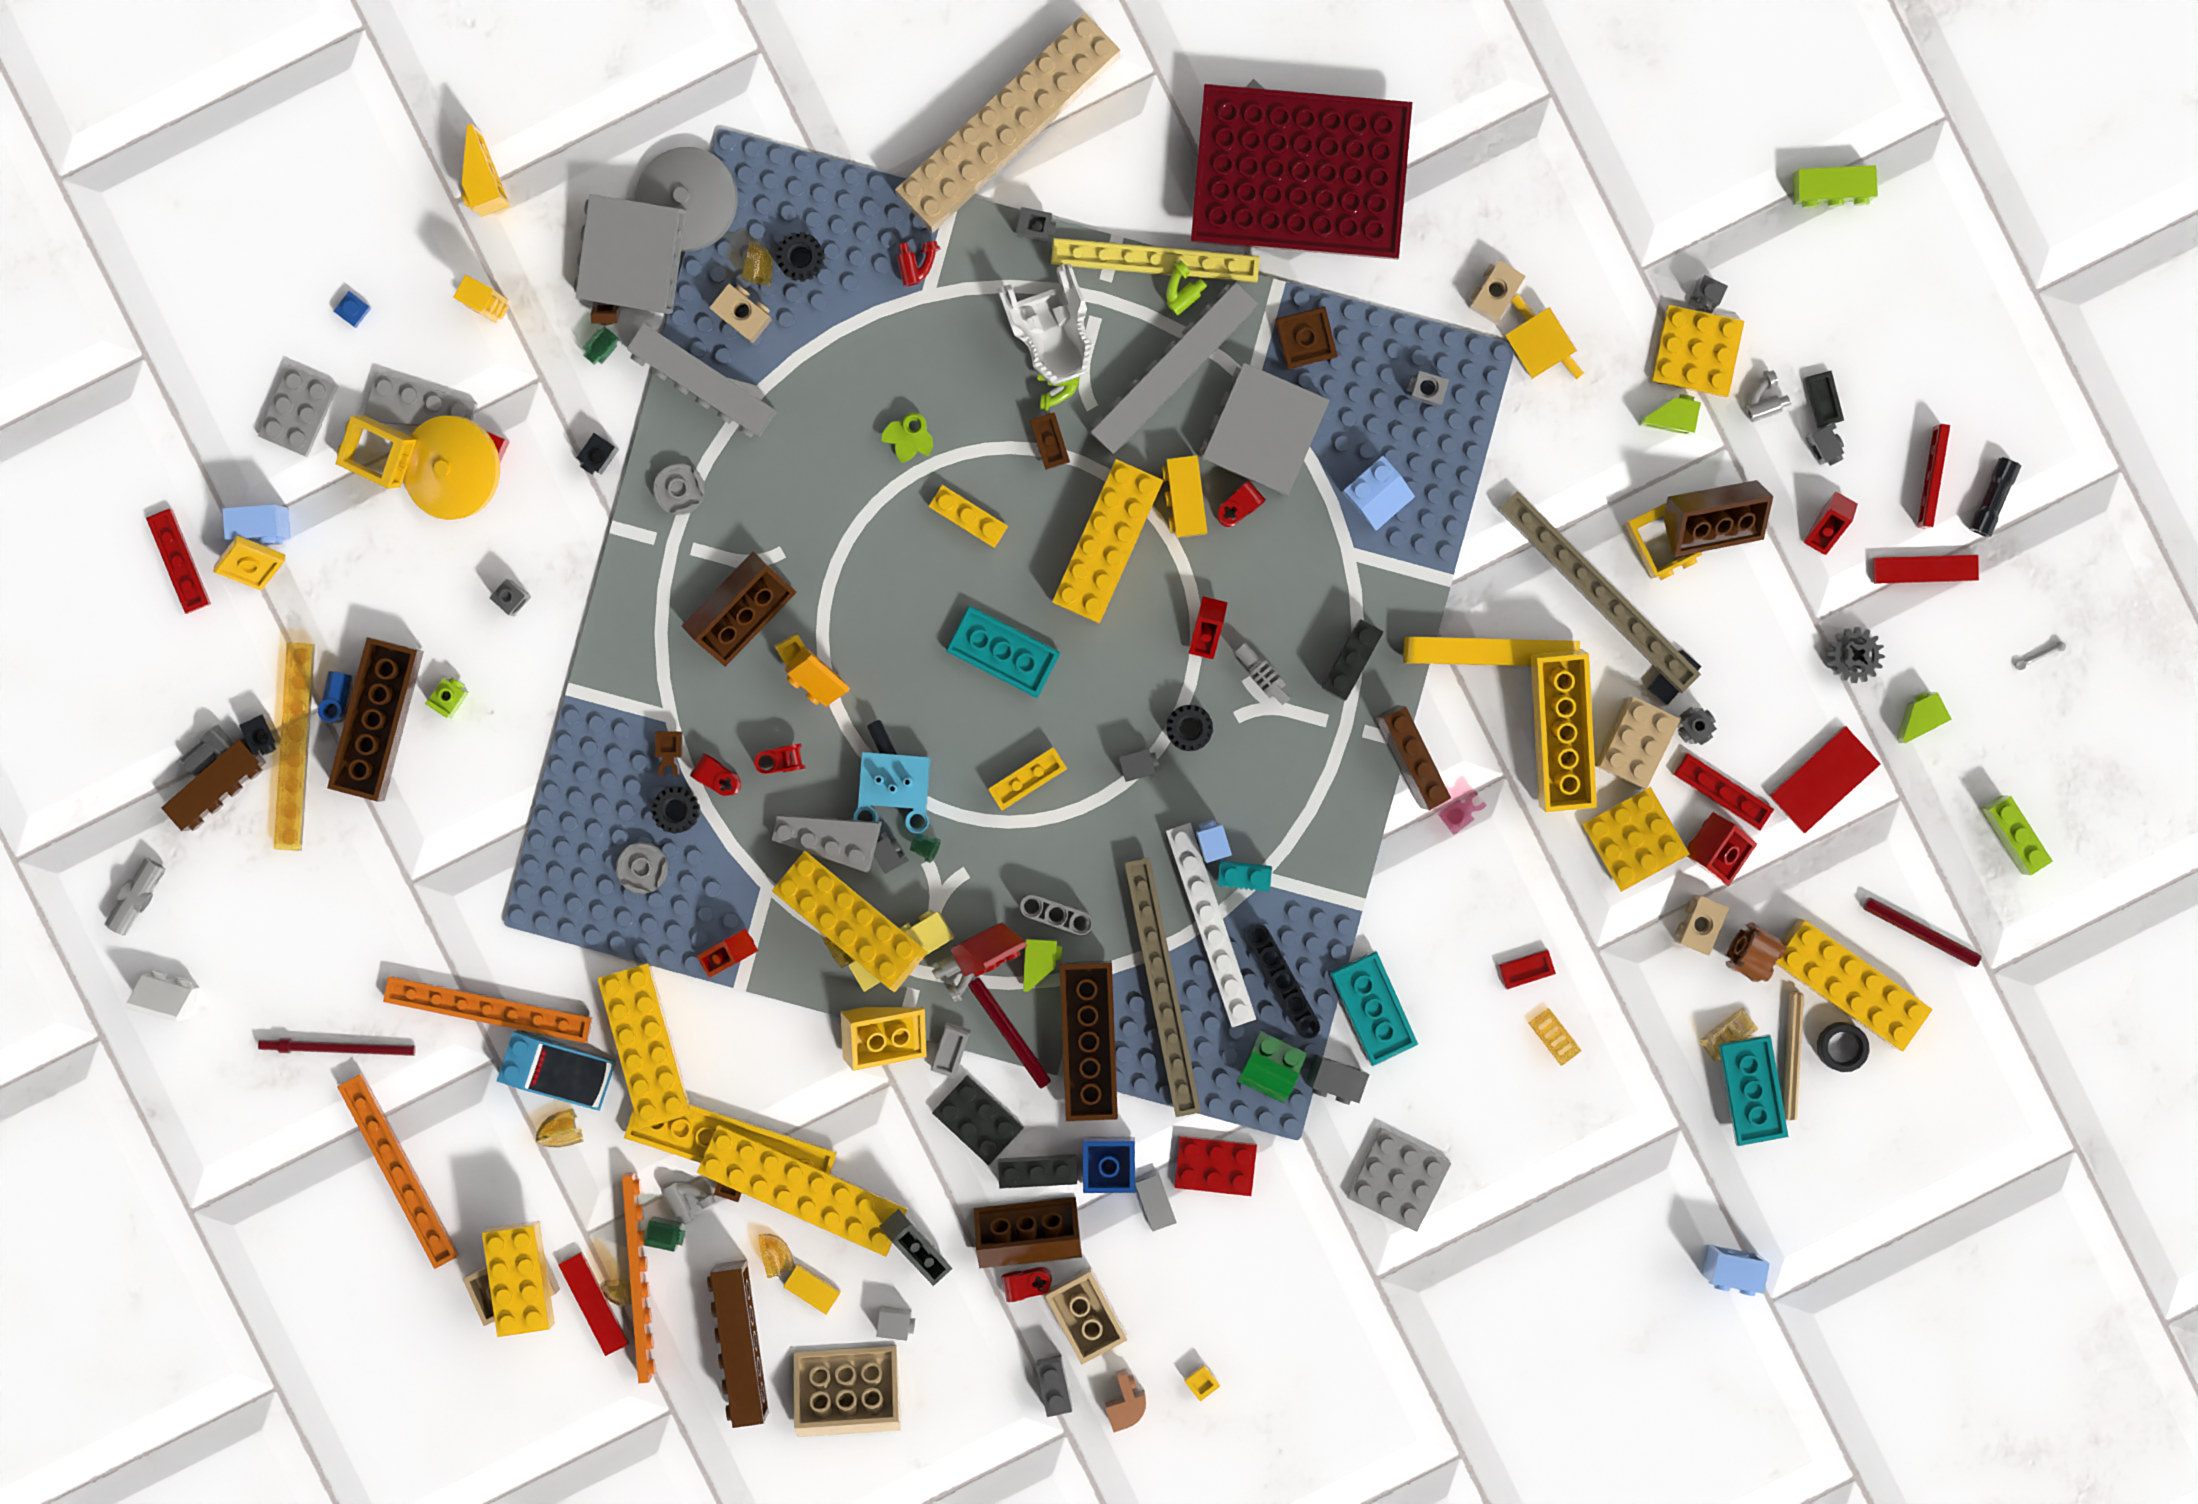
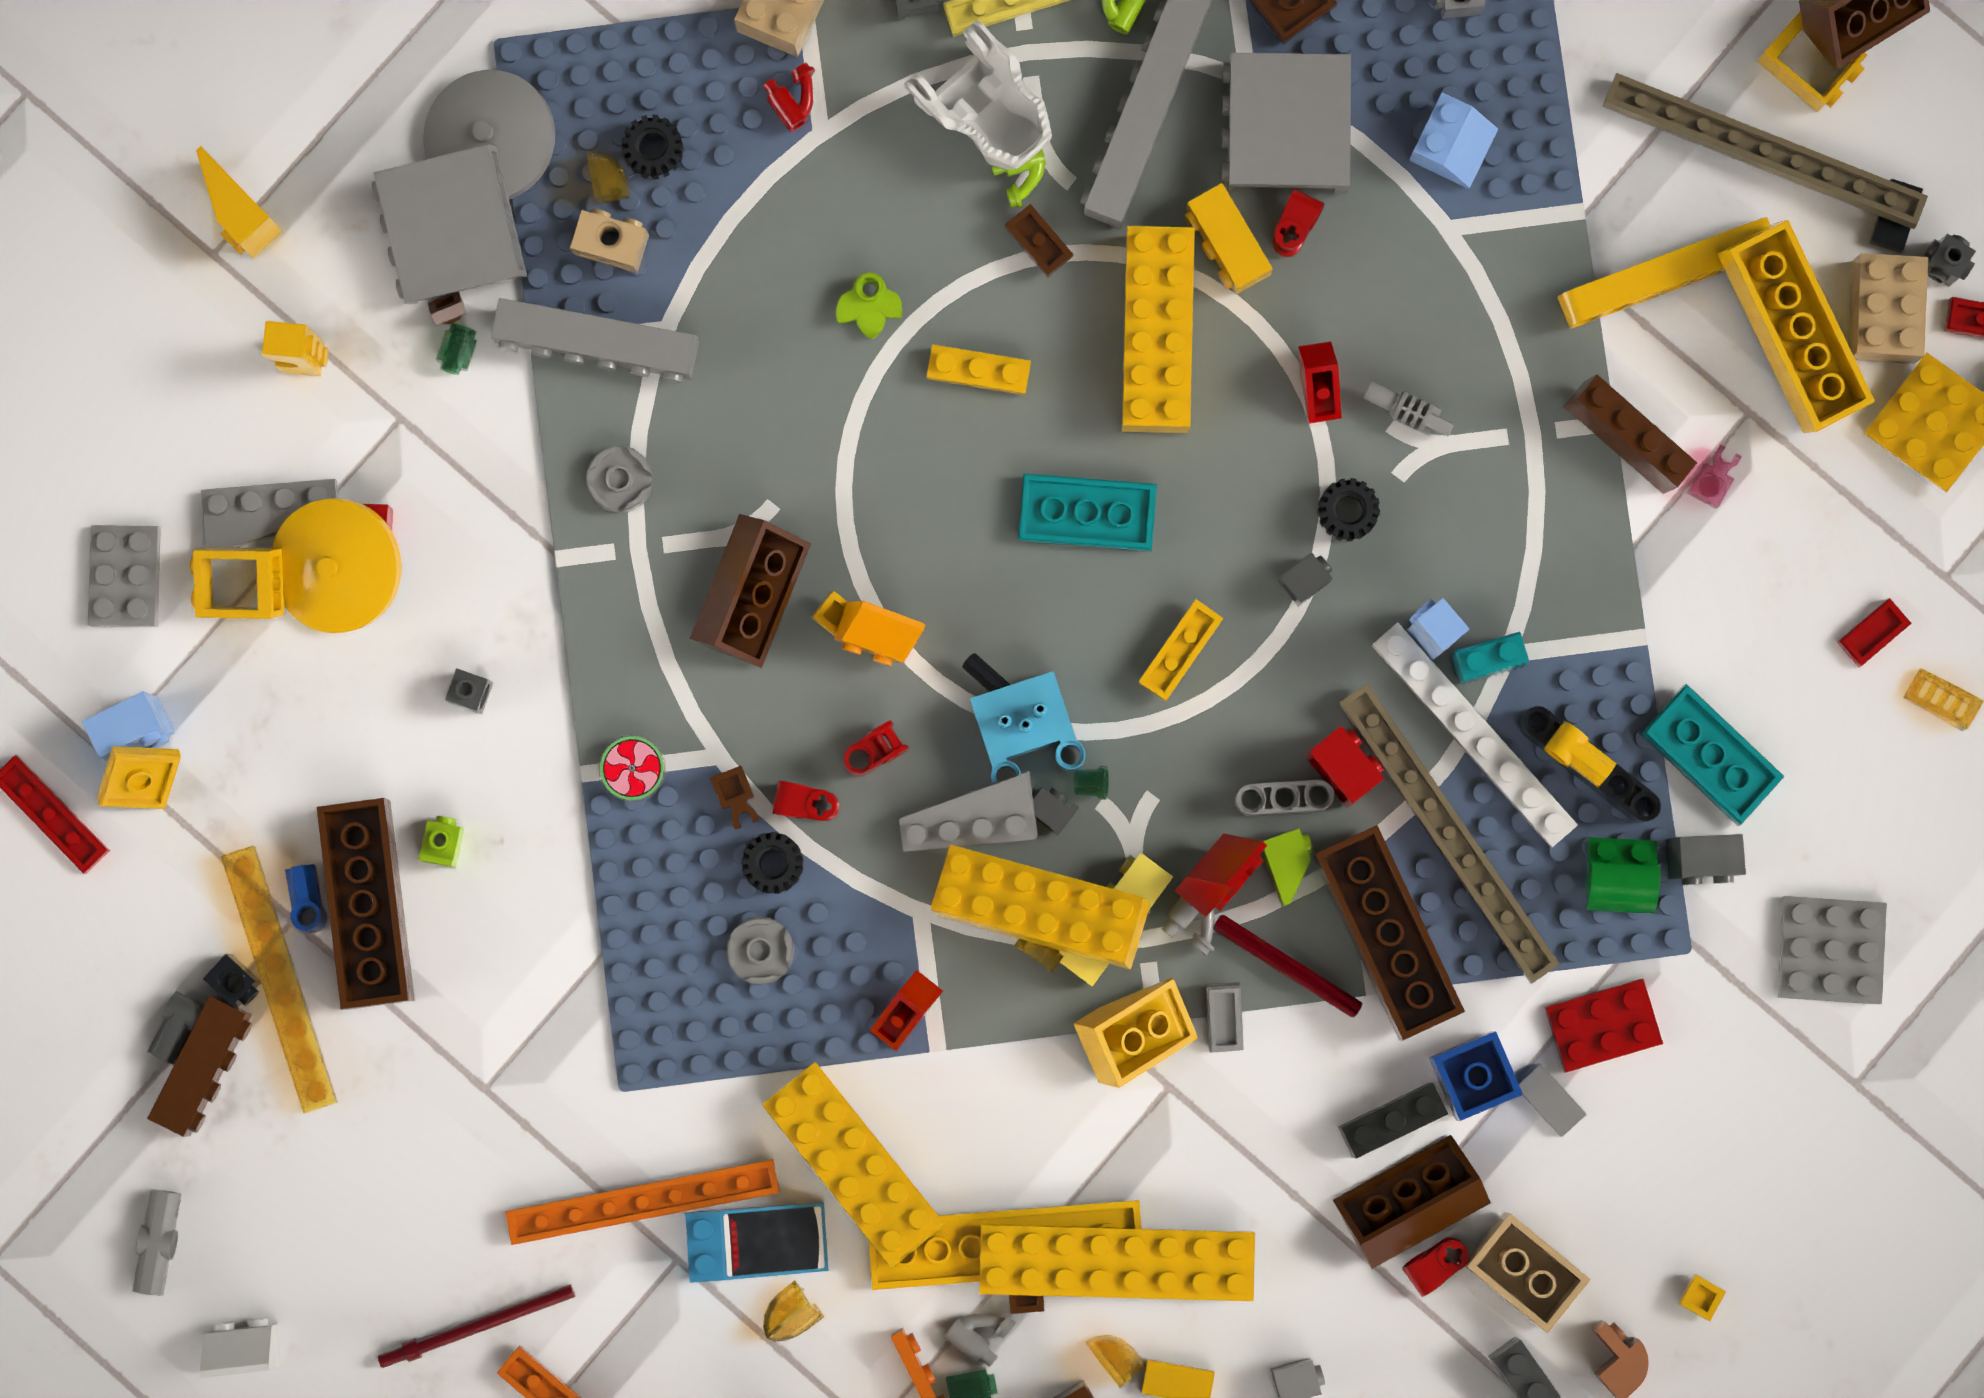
camera: 15 degrees left, 5 degrees down
(352, 309) = (142, 429): blue plate -> none
(603, 701) = (632, 768): none -> tile
(608, 453) = (502, 464): black brick -> none
(915, 1247) = (1285, 1272): pearl dark grey brick -> none
(977, 1119) = (1292, 1089): pearl dark grey plate -> none
(1107, 911) = (1345, 765): none -> red brick
(1274, 969) = (1572, 749): none -> yellow piece
(1352, 660) = (1508, 348): pearl dark grey brick -> none

